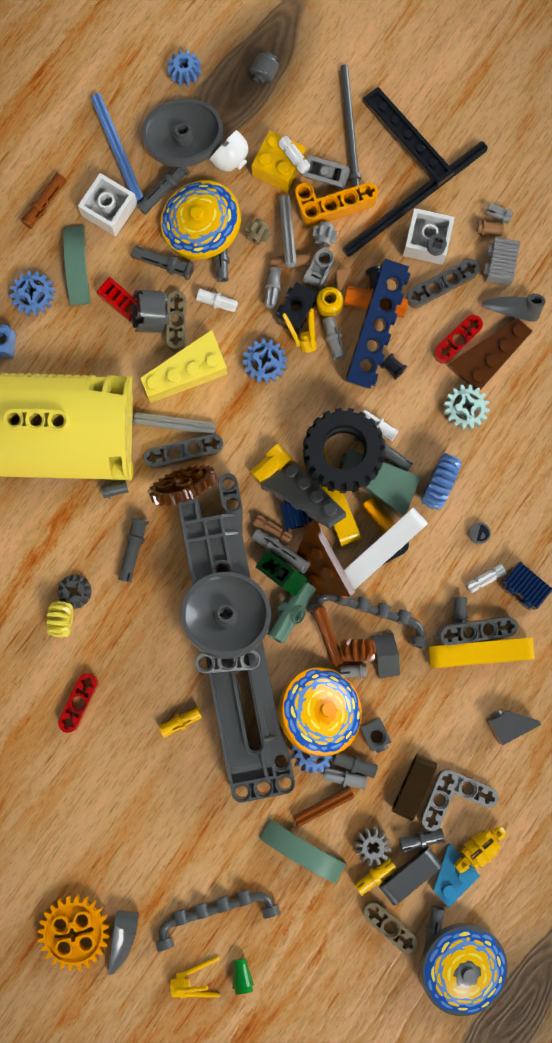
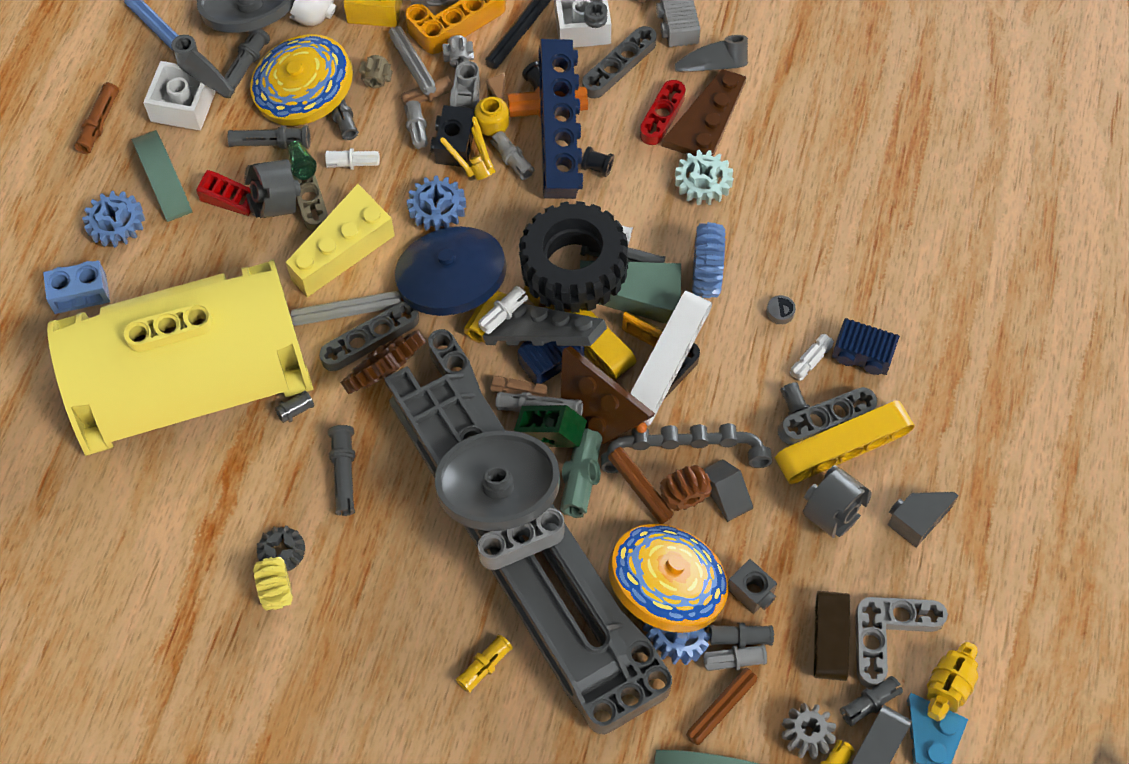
camera: 20 degrees left, 20 degrees down
(66, 715) = (328, 665): red beam -> none
(126, 190) = (198, 66): none -> dark grey piece
(177, 294) = (302, 163): none -> clear green cone
(256, 422) = (450, 271): none -> dark blue dish
(280, 470) = (502, 310): none -> white axle
(355, 670) = (692, 518): light grey pin -> none
(456, 698) = (836, 502): none -> dark grey brick

